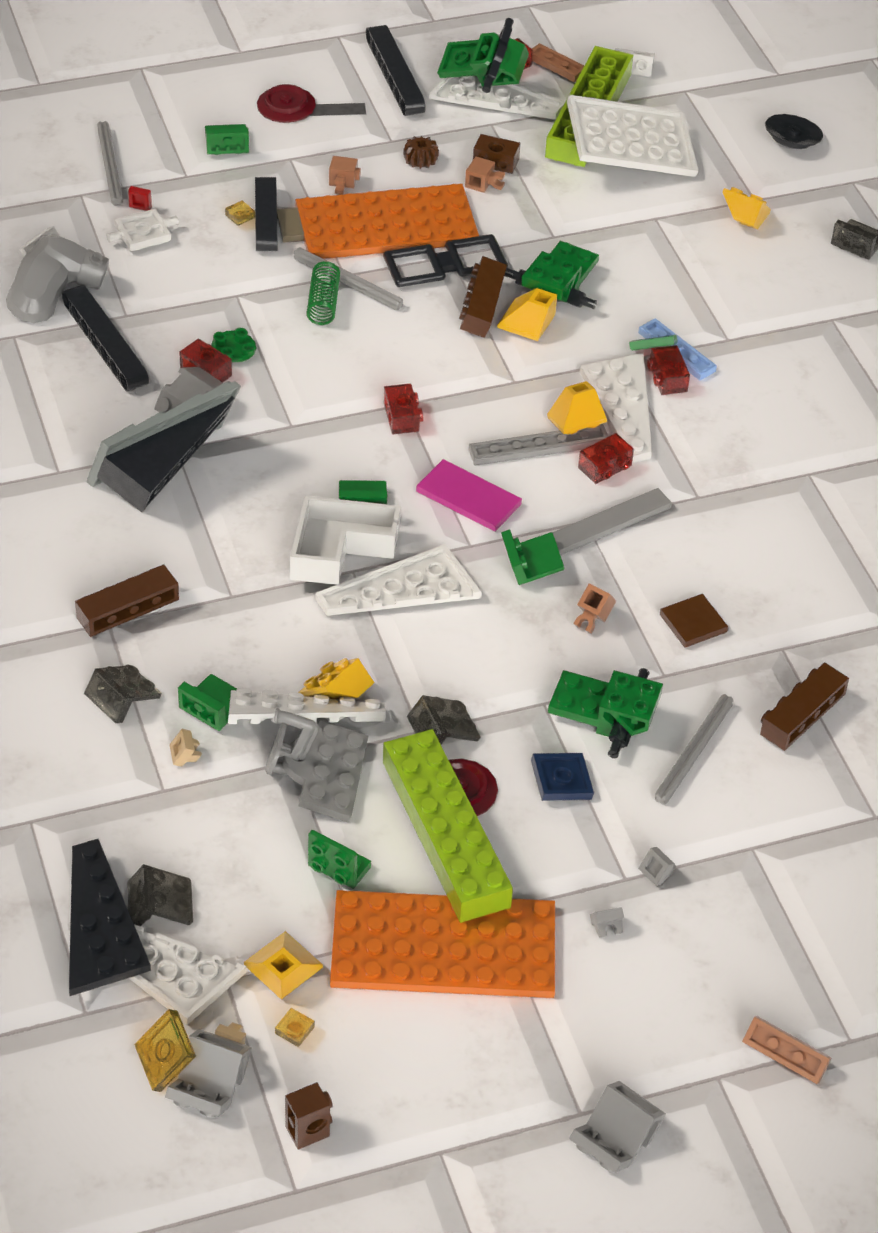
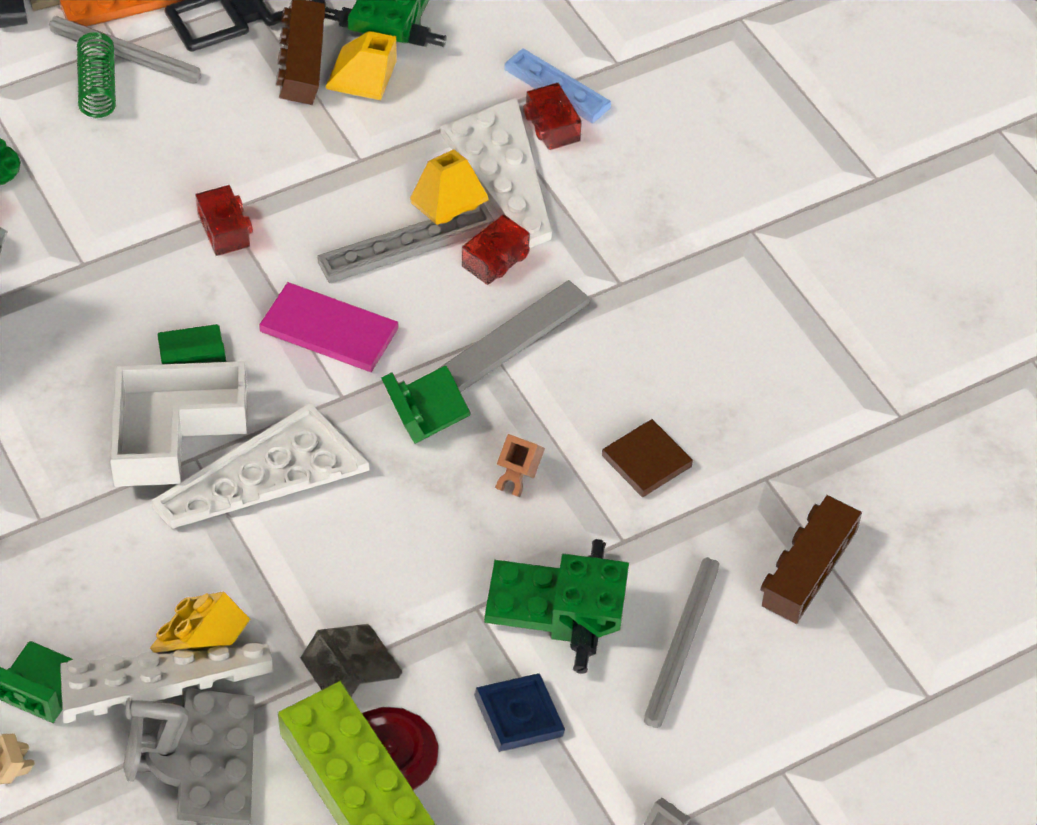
camera: 10 degrees left, 5 degrees up
(653, 342) = (527, 82): tile -> none

